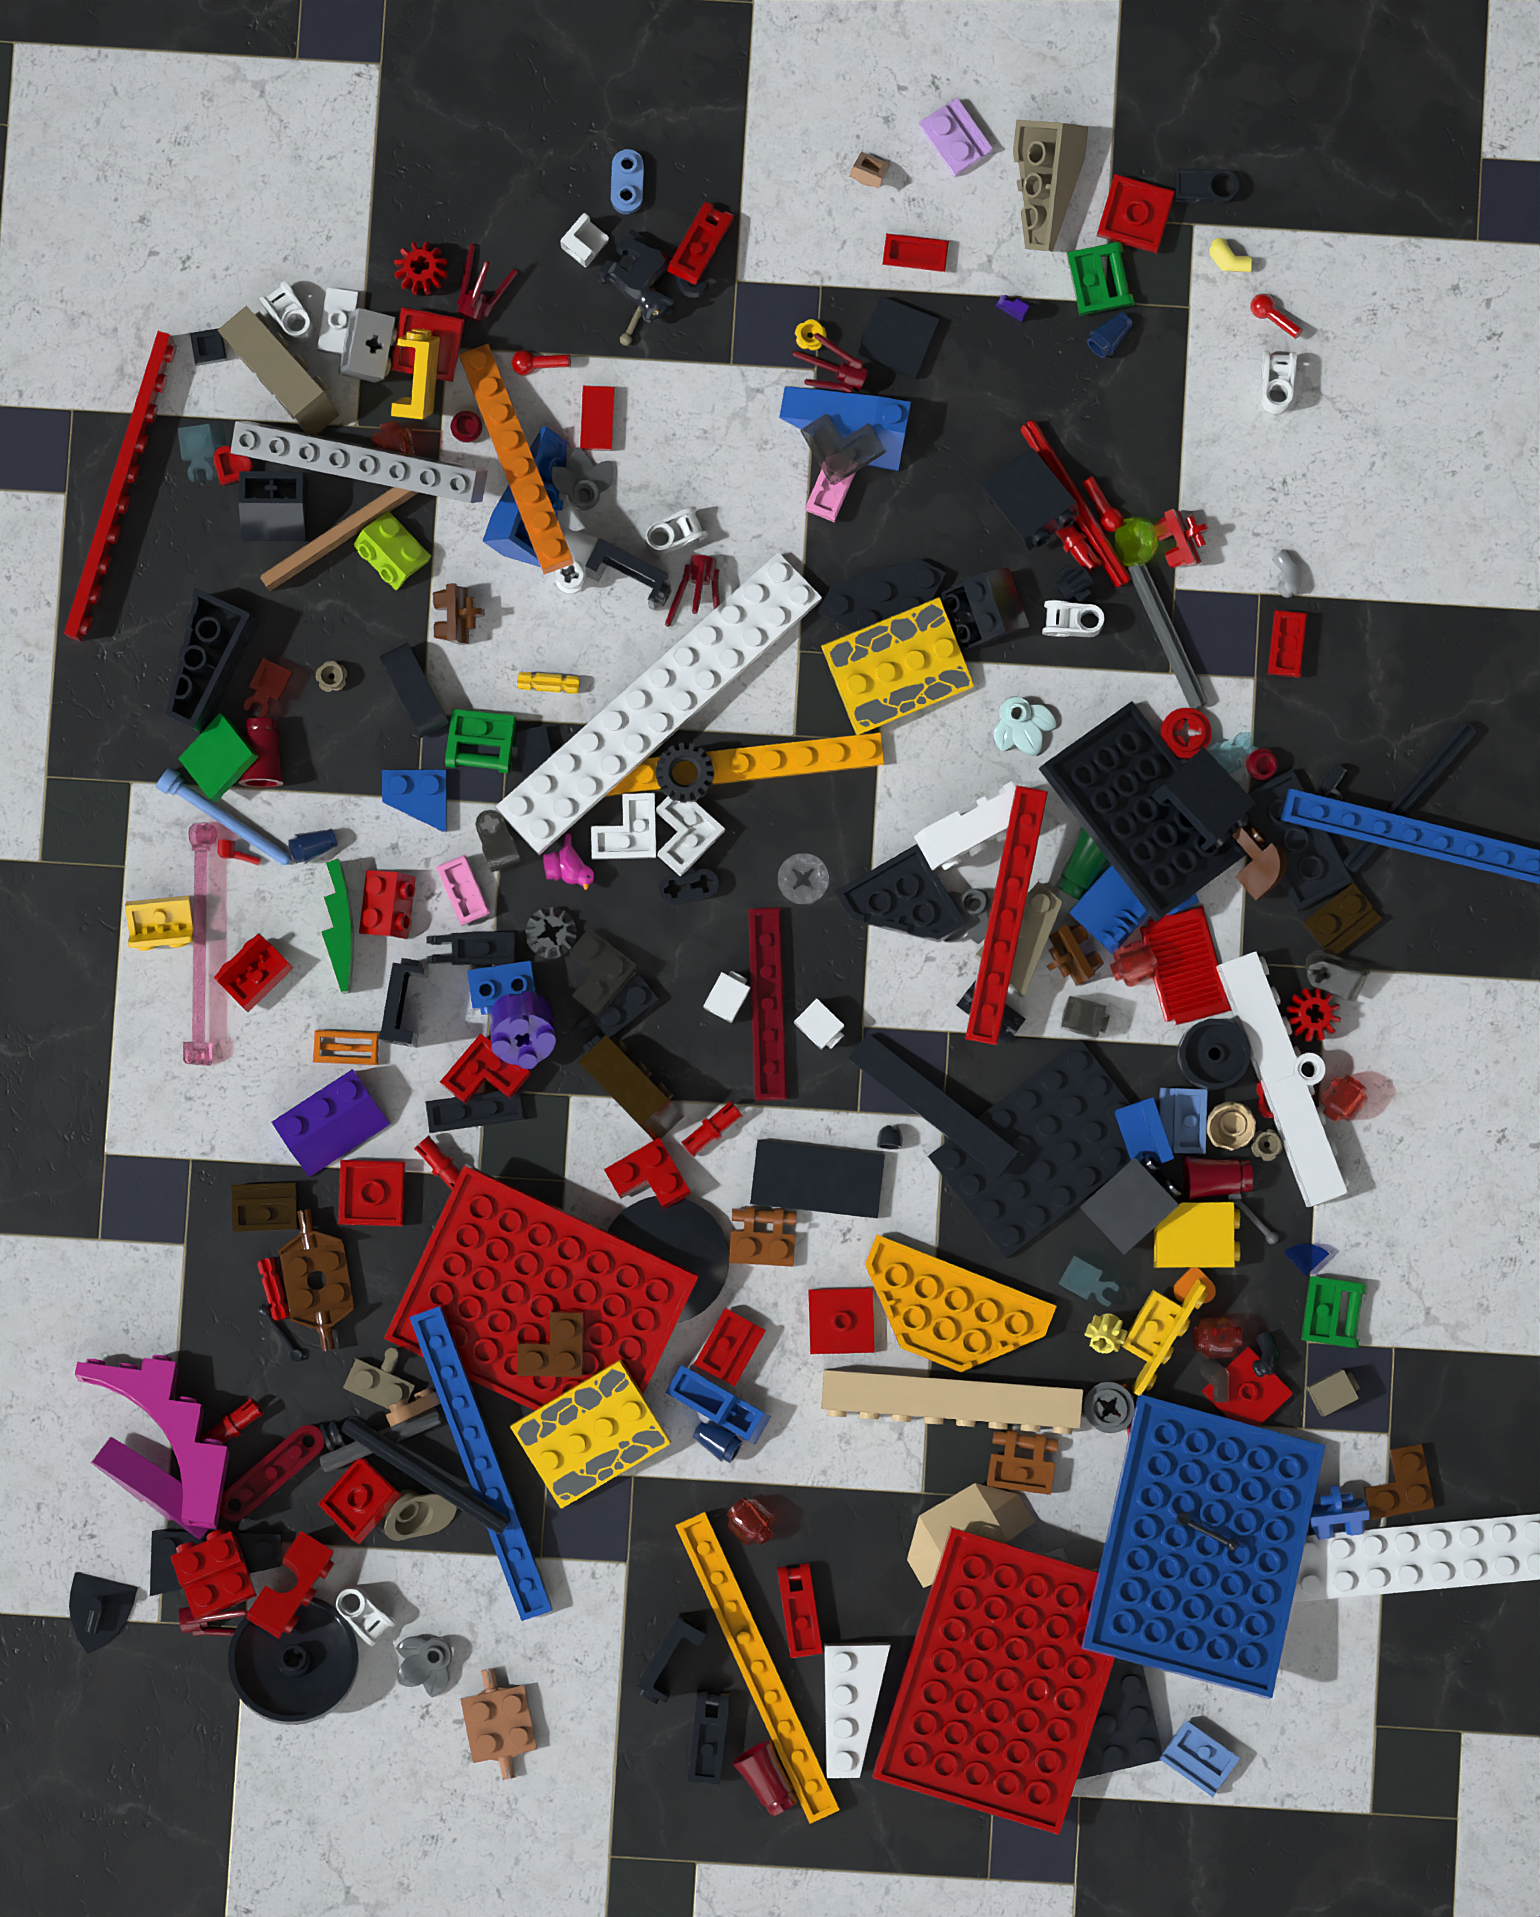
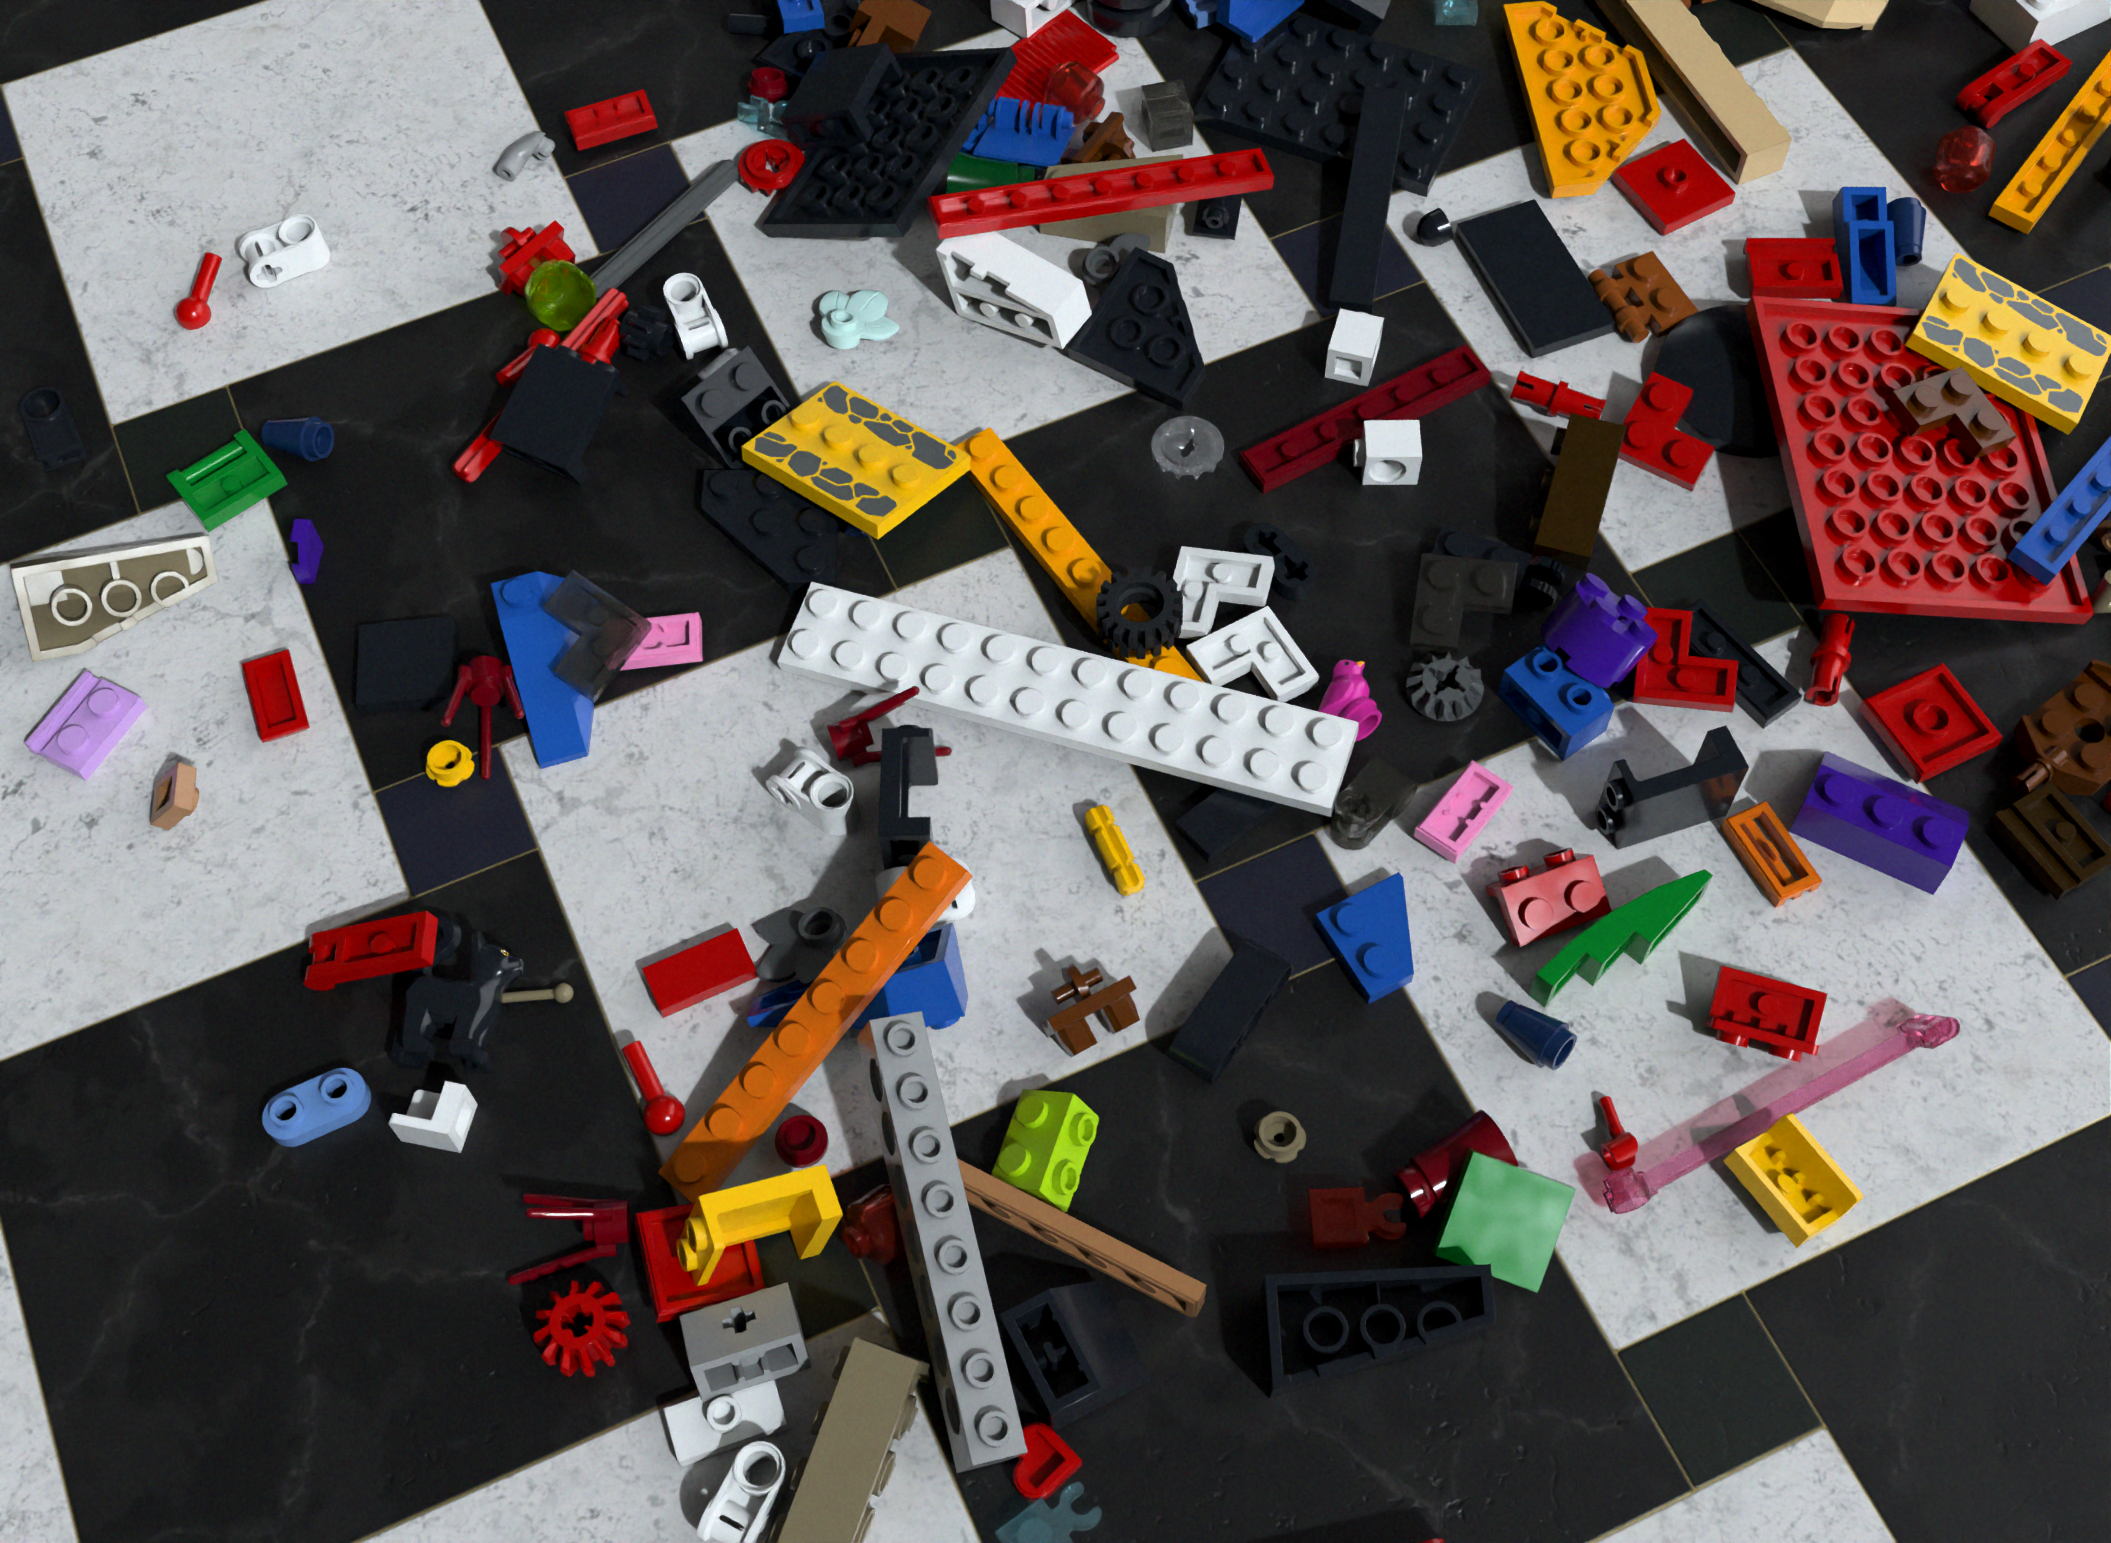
camera: 115 degrees left, 25 degrees down
(172, 783) = (1579, 1281): medium blue piece -> none
(475, 948) = (1531, 760): black hinge -> none
(481, 730) = (1233, 893): green plate -> none
(1135, 213) = (118, 479): red plate -> none
(1225, 258) = (142, 368): light yellow arm -> none

